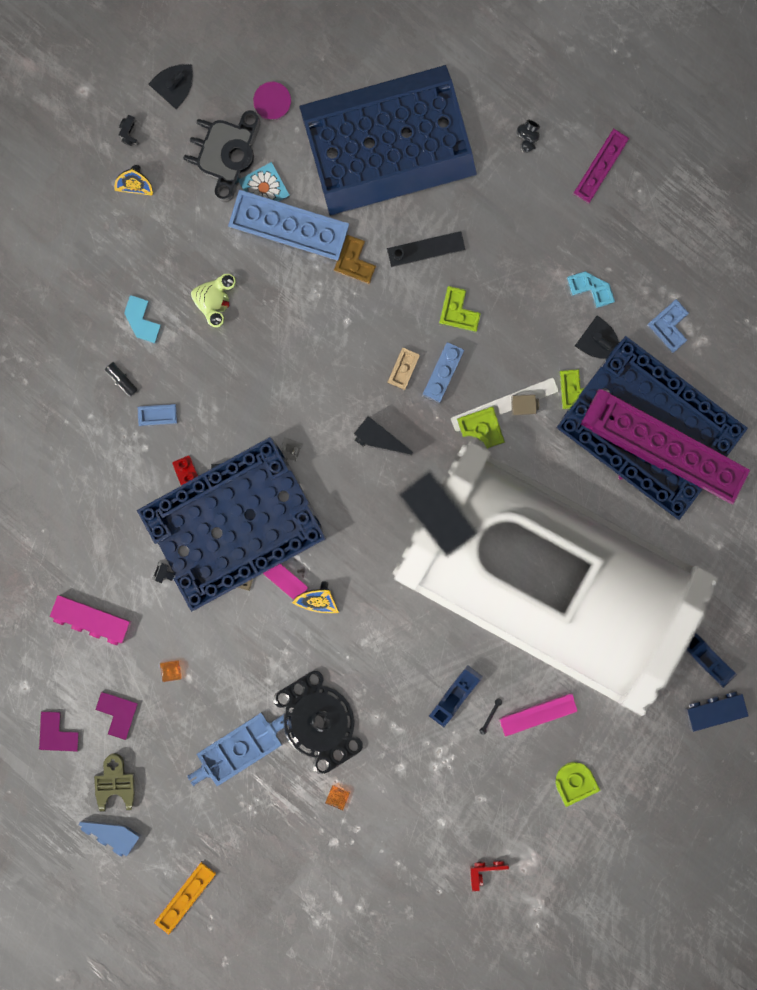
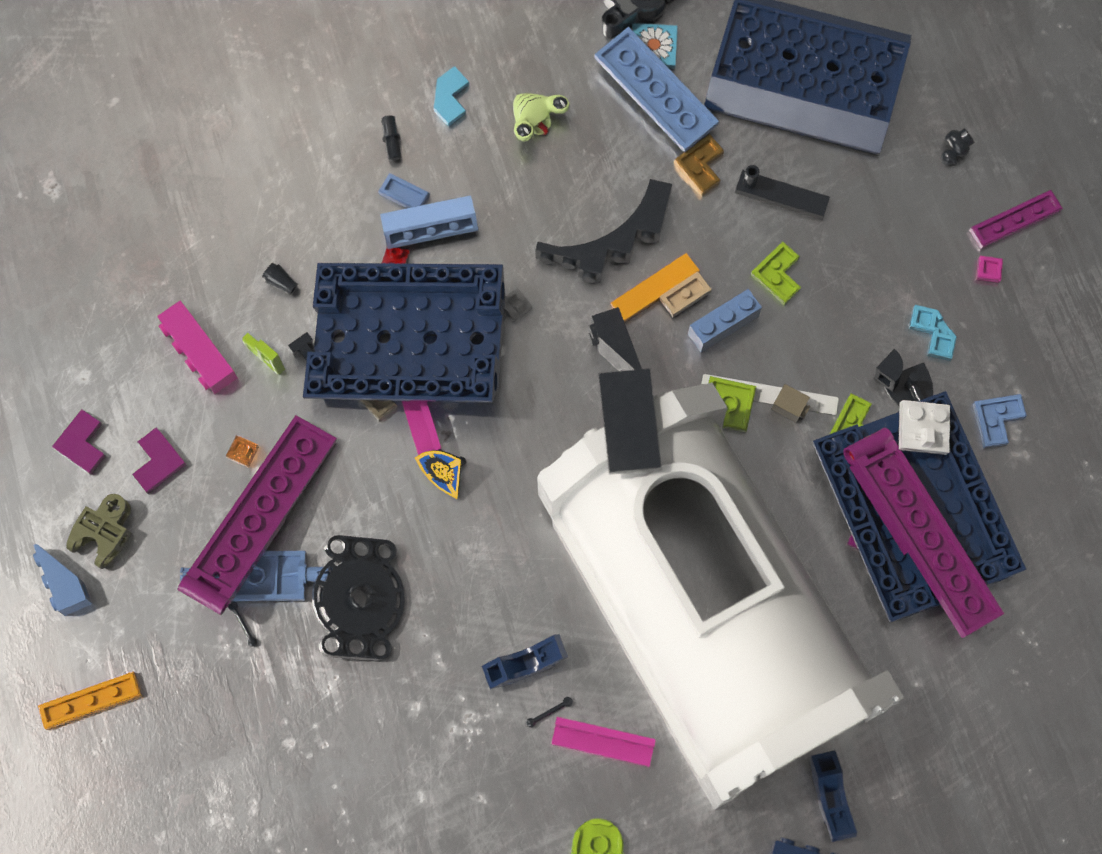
camera: 30 degrees right, 15 degrees down
(113, 534) = (279, 278): none -> black cone
(144, 596) = (264, 353): none -> lime tile
(191, 428) = (429, 222): none -> light blue brick
(215, 709) = (257, 516): none -> magenta hinge
(236, 778) = (233, 606): none -> black hinge
(337, 797) = (325, 695): clear orange tile -> none
(343, 332) = (619, 244): none -> black arch
(379, 376) = (652, 288): none -> light orange tile
(578, 338) = (890, 370): none -> black brick
(603, 216) = (989, 269): none -> dark pink tile
(626, 374) = (924, 427): none -> white hinge

